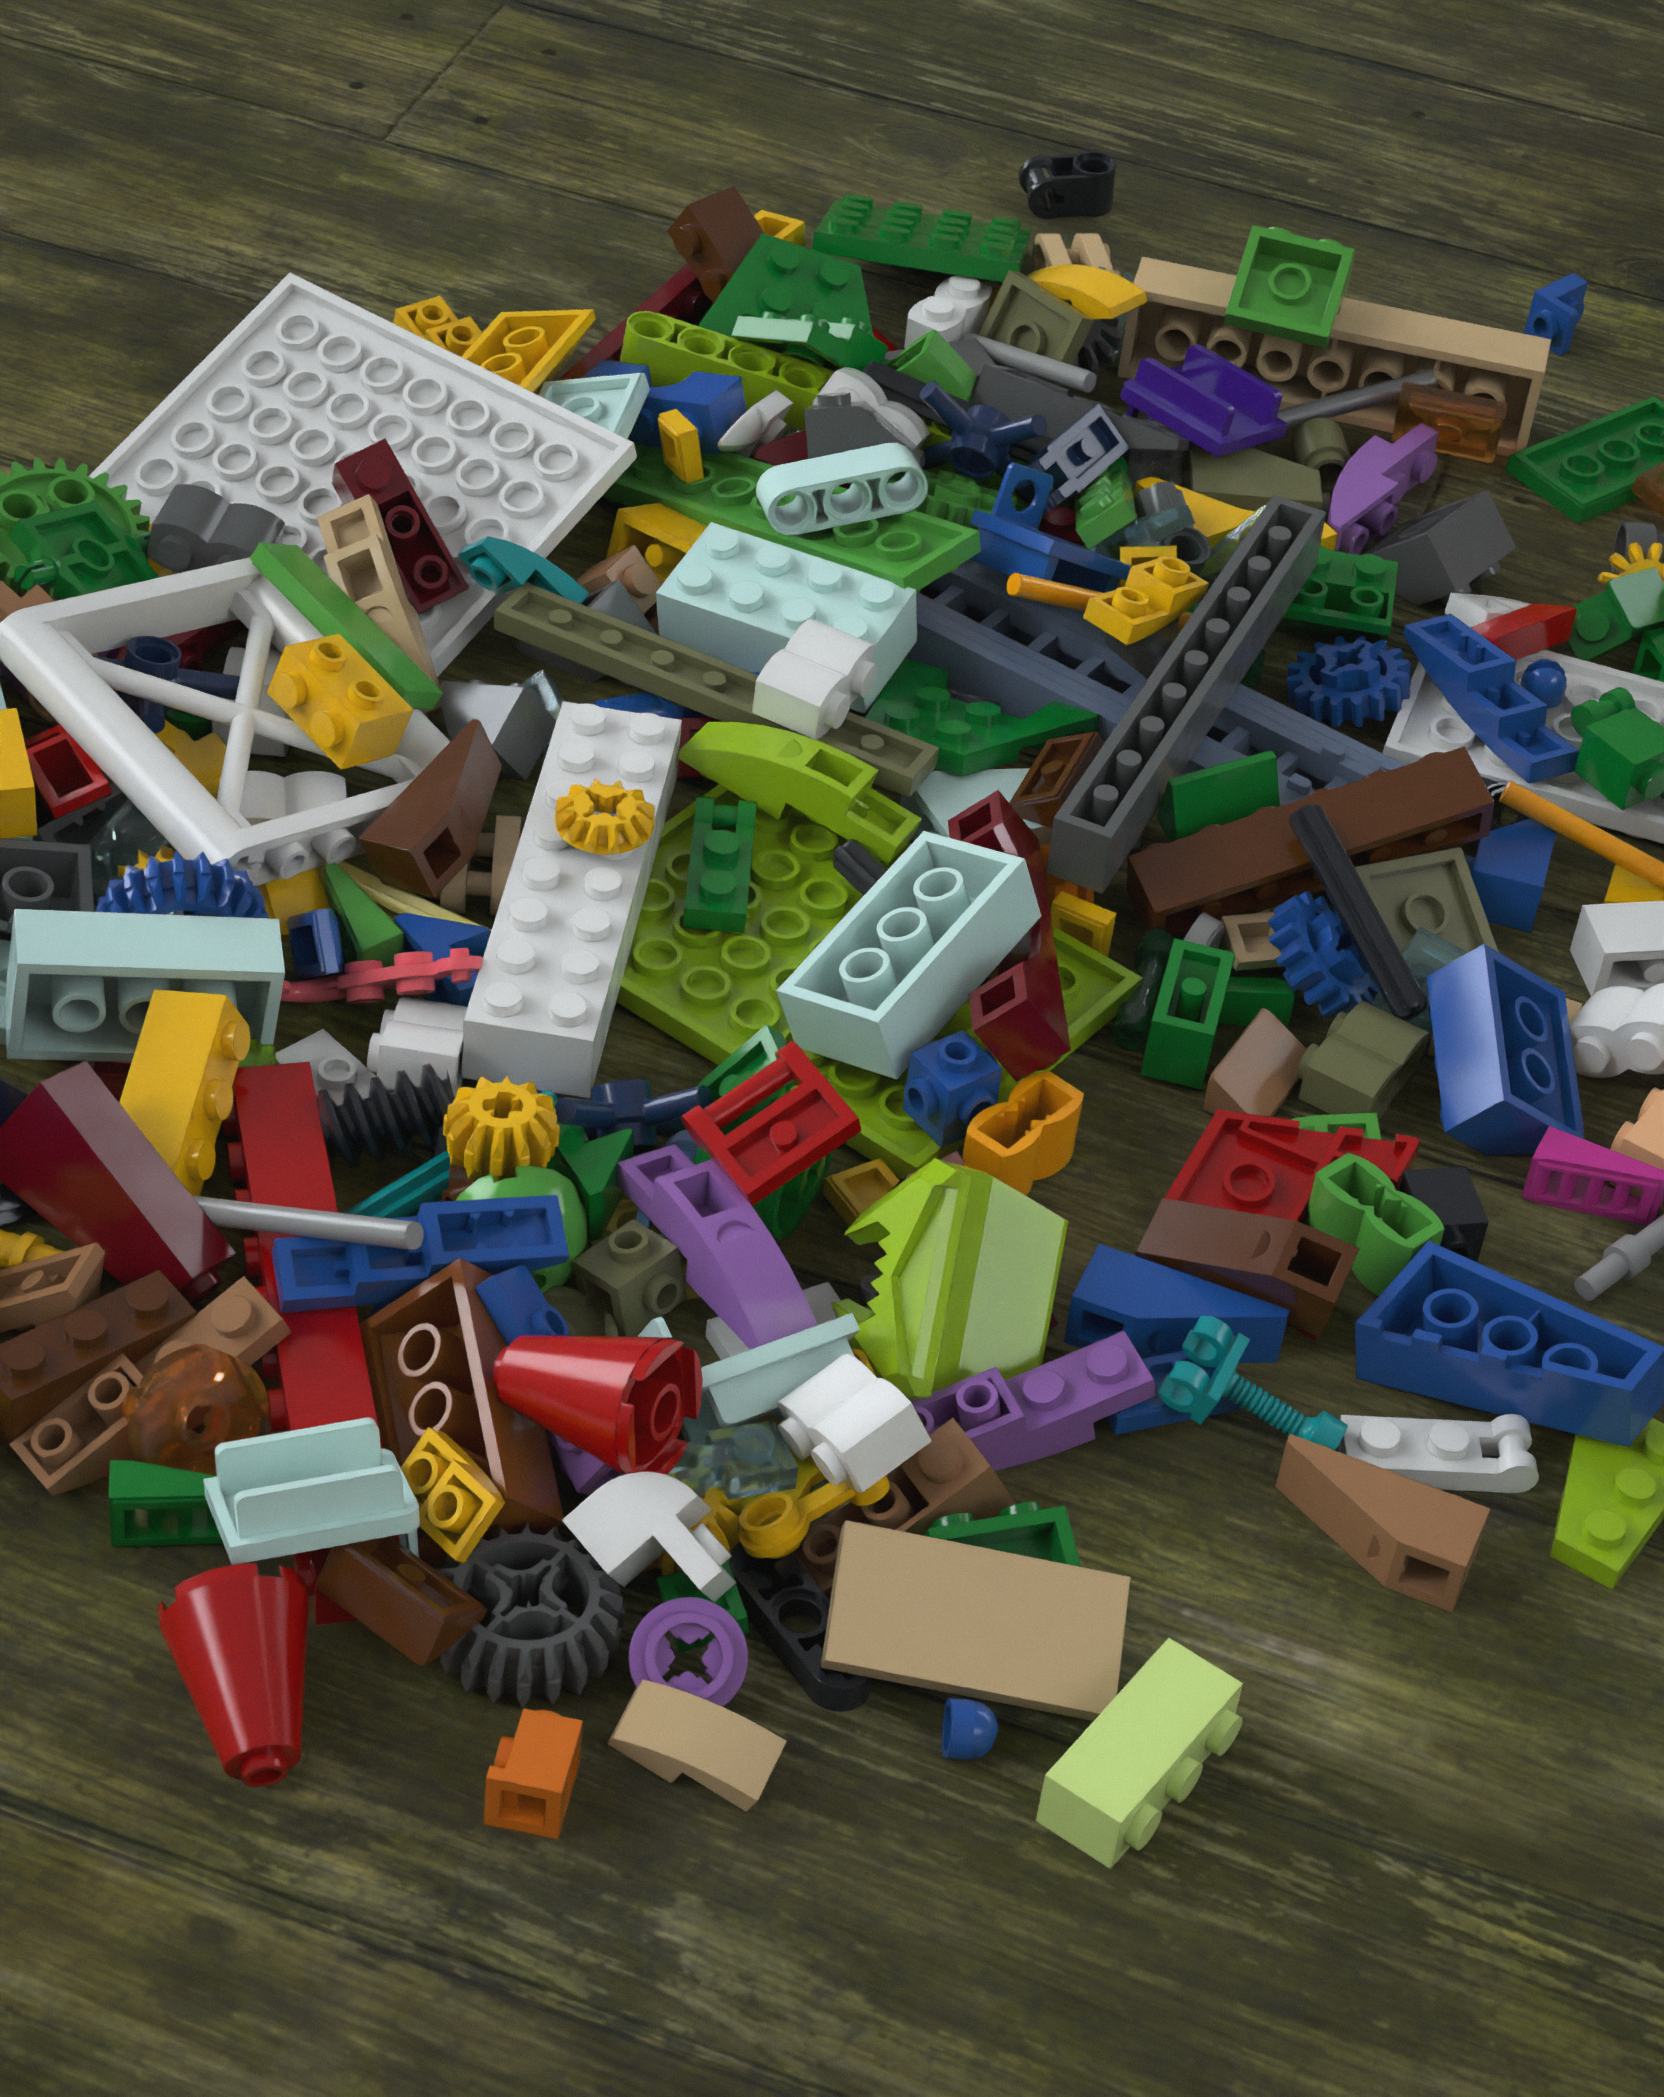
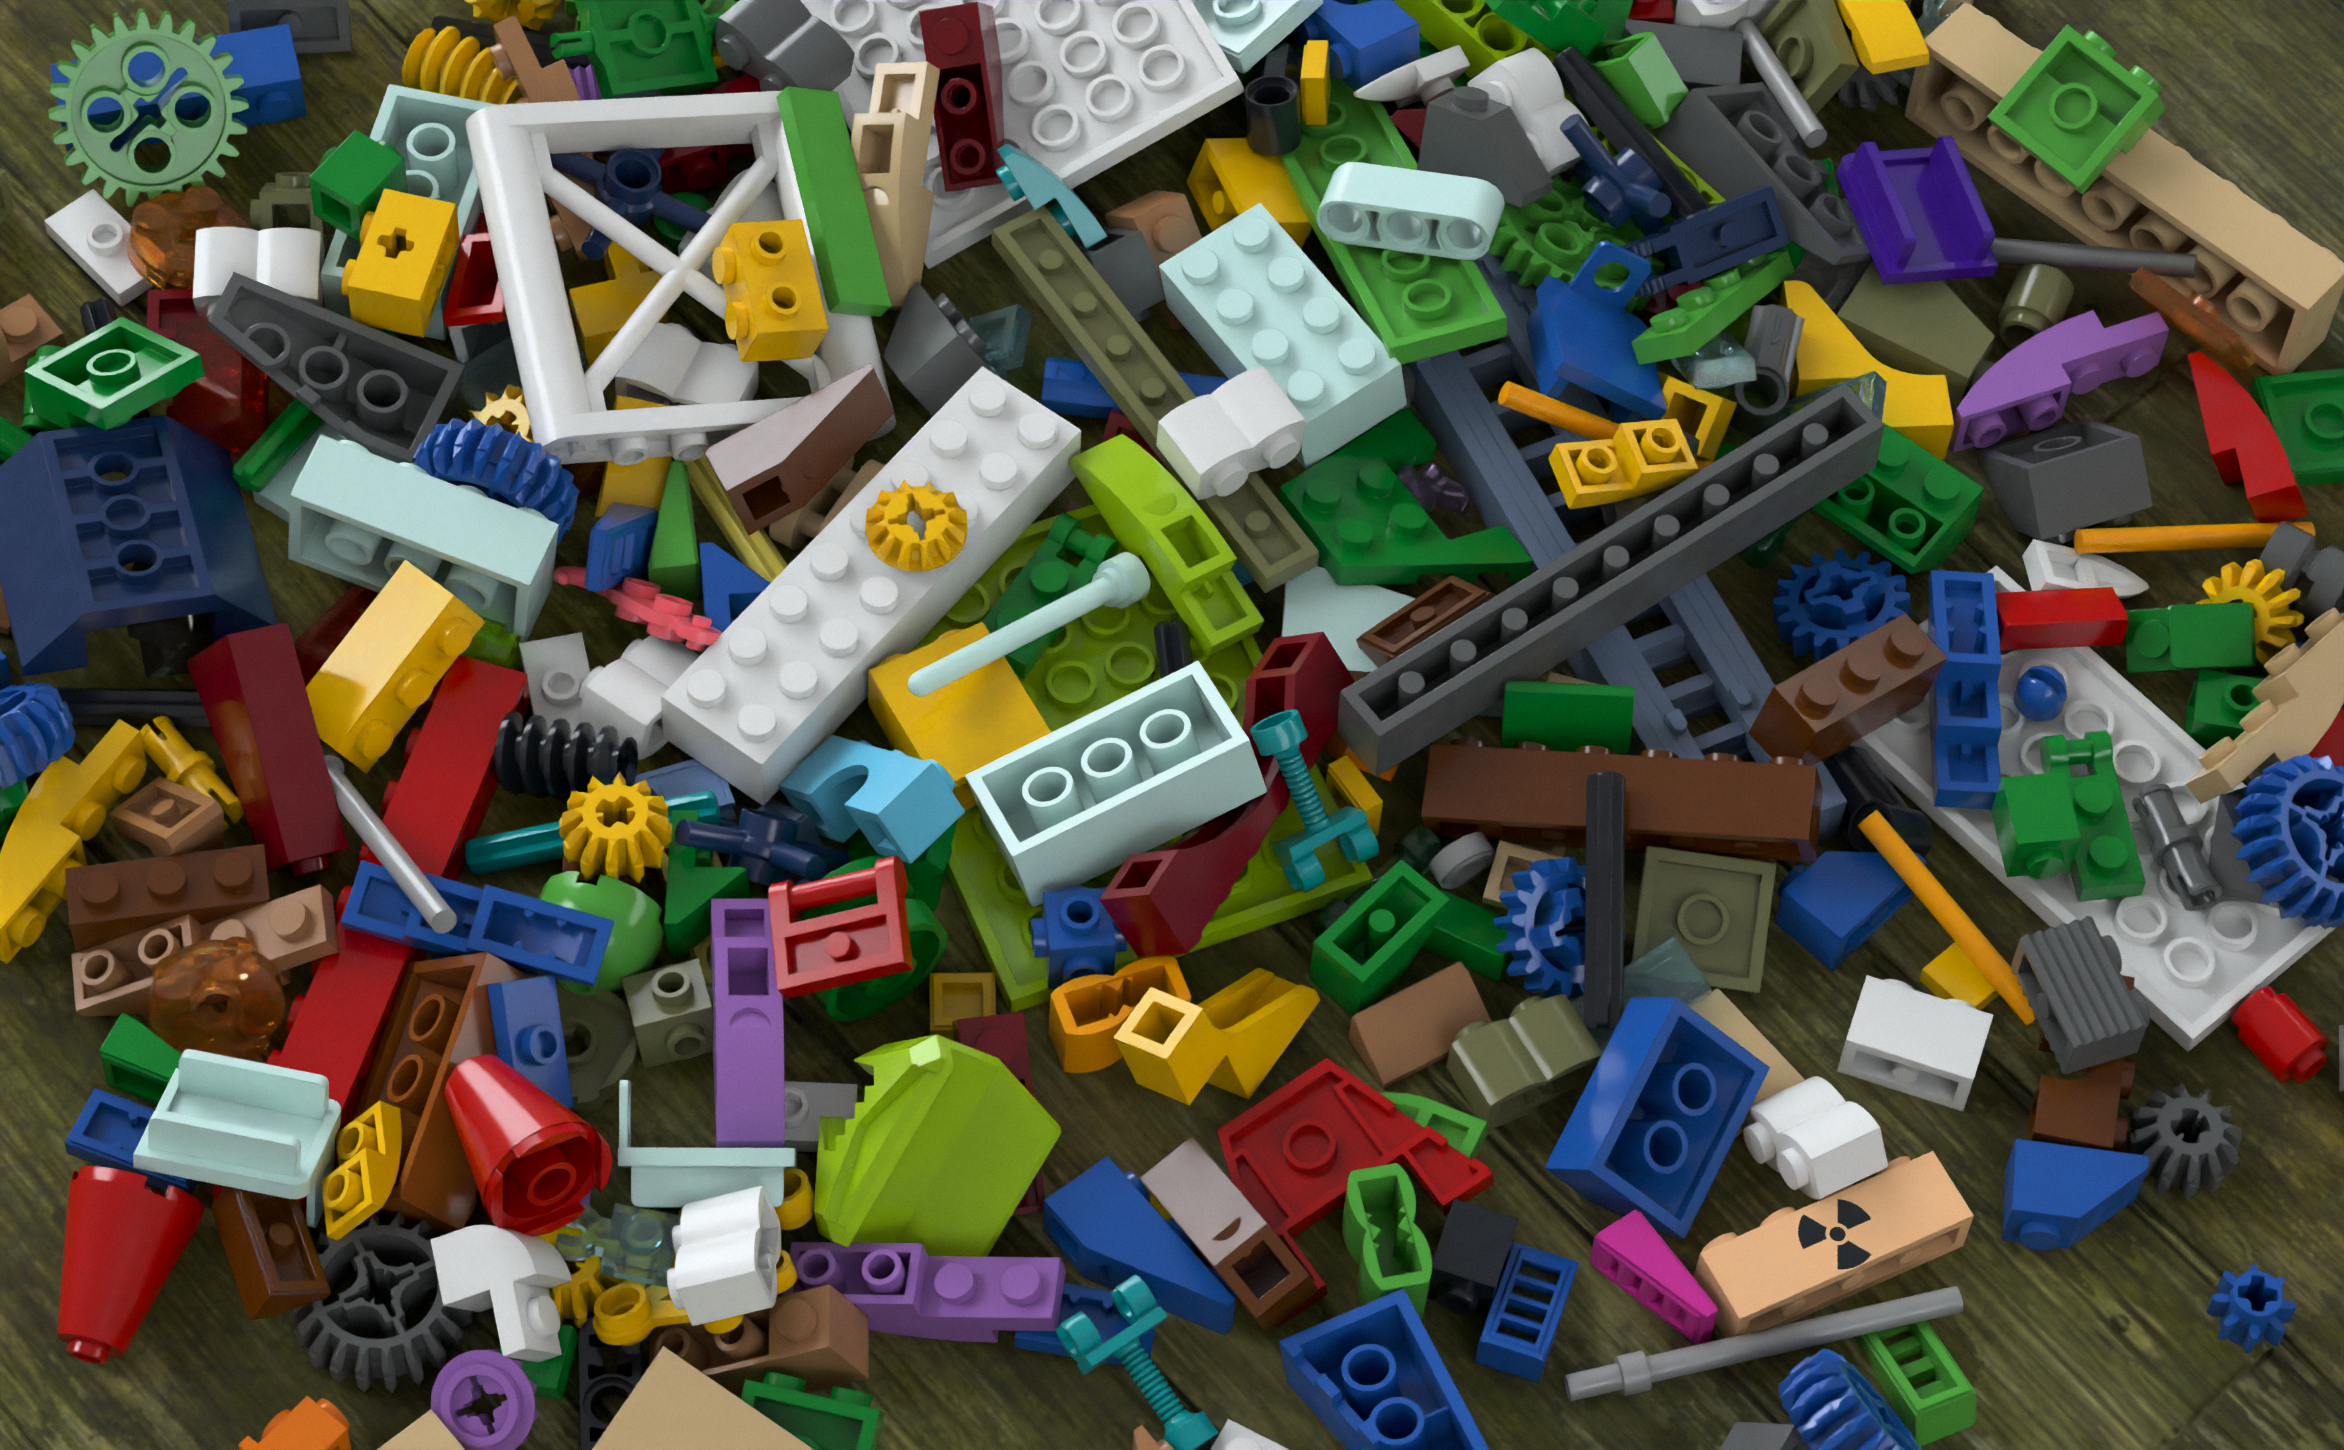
camera: 30 degrees right, 15 degrees up
(153, 1568) = (110, 1133): none -> blue plate
(661, 469) = (1275, 102): none -> black piece
(715, 965) = (961, 722): none -> yellow brick
(729, 1023) = (888, 795): none -> medium azure arch
(778, 833) = (1115, 584): none -> light aqua piece
(1087, 942) = (1281, 737): none -> teal bar
(1118, 1124) = (1221, 1041): none -> yellow arch
(1423, 708) = (1849, 693): none -> reddish brown brick
(1536, 1258) = (1512, 1353): none -> blue slope
(1544, 566) = (2178, 537): none -> light orange bar
(1545, 489) = (2245, 444): none -> red slope

